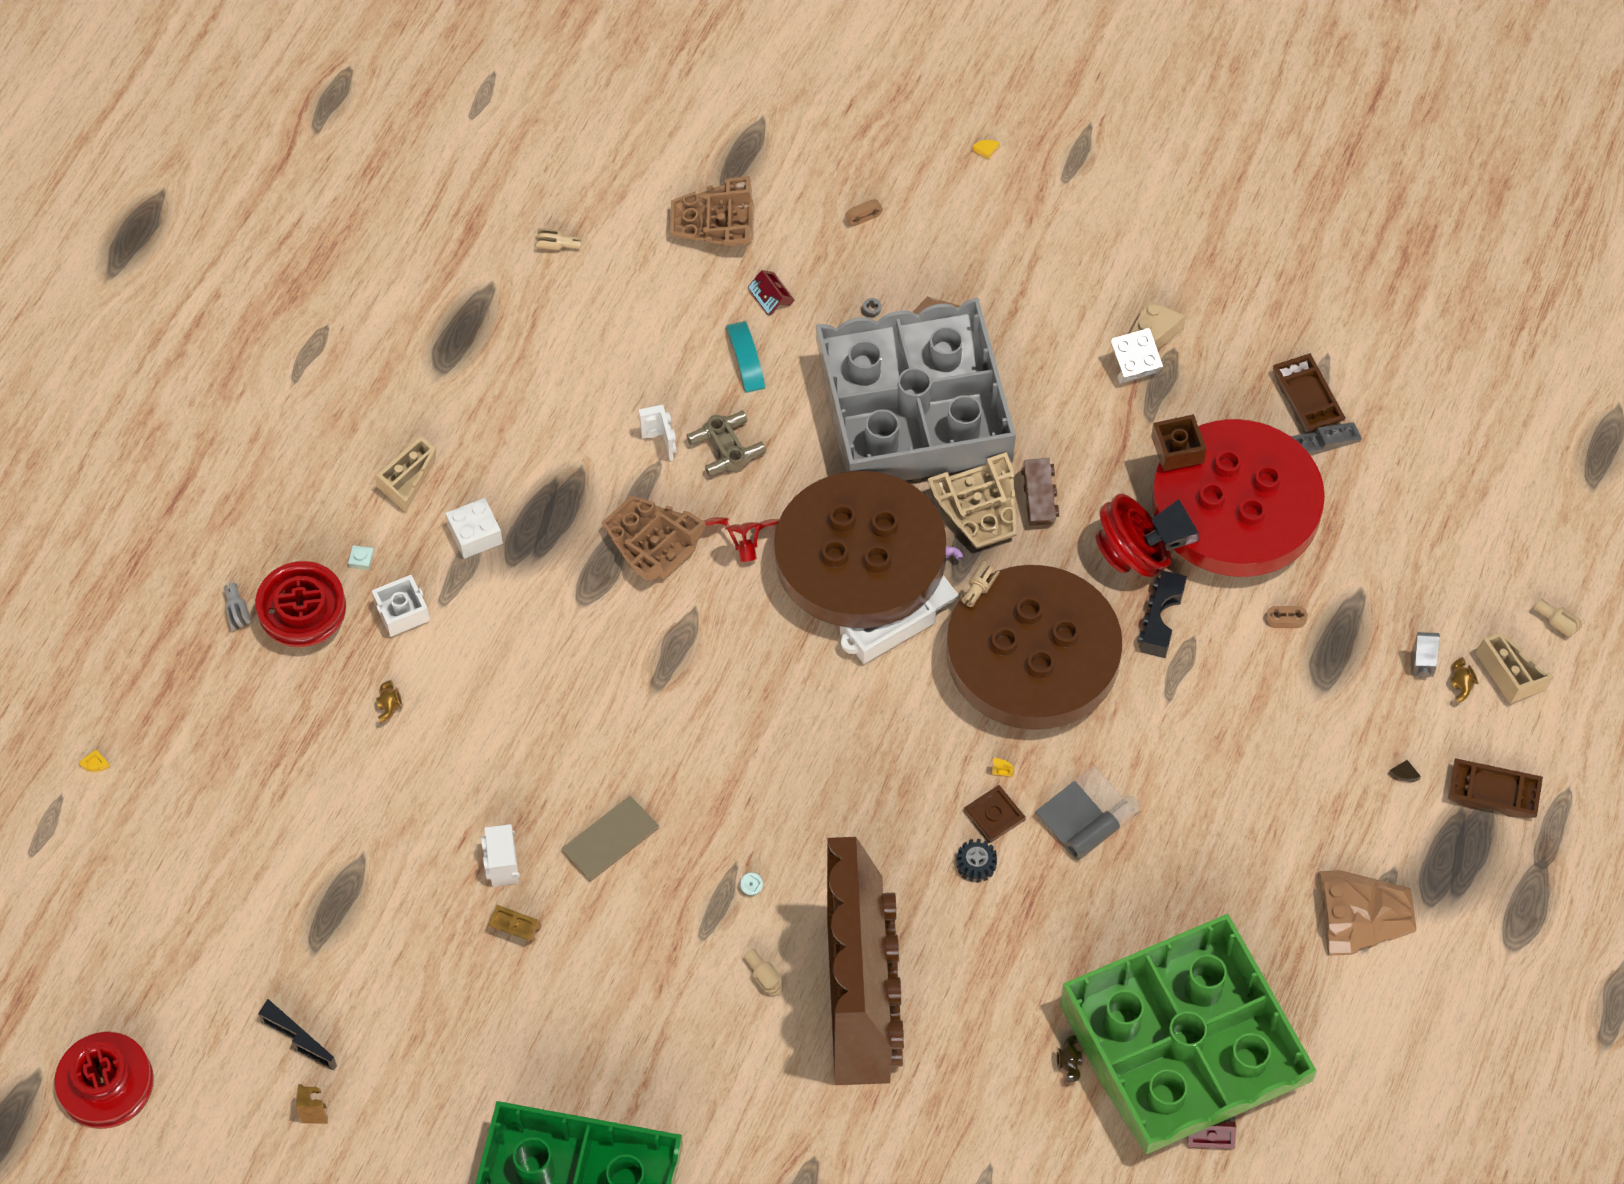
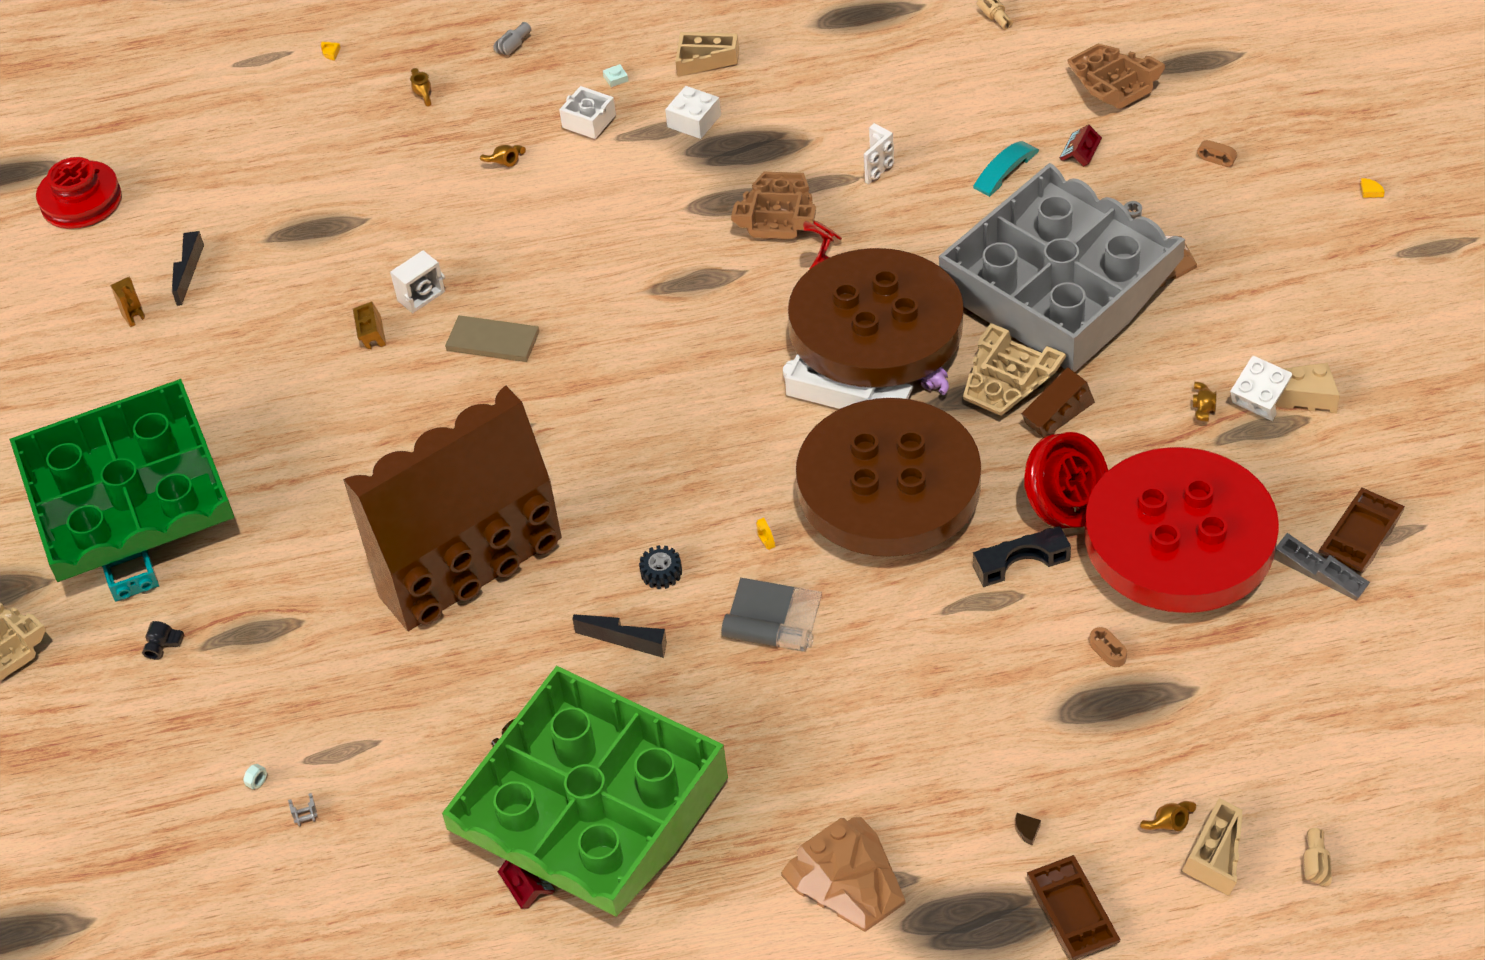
camera: 60 degrees right, 10 degrees down
(228, 713) = (421, 85): none -> pearl gold piece
(305, 601) = (535, 60): red wheel -> none
(726, 443) = (913, 193): dark tan piece -> none
(978, 584) = (906, 397): tan arm -> none
(994, 814) = (718, 556): reddish brown tile -> none
(1018, 931) = (609, 629): none -> black slope
(1110, 399) = (1204, 401): none -> pearl gold piece
(1172, 528) = (1089, 490): black torso -> none
(1178, 442) = (1178, 443): reddish brown brick -> none
(1425, 654) = (1163, 767): slope -> none

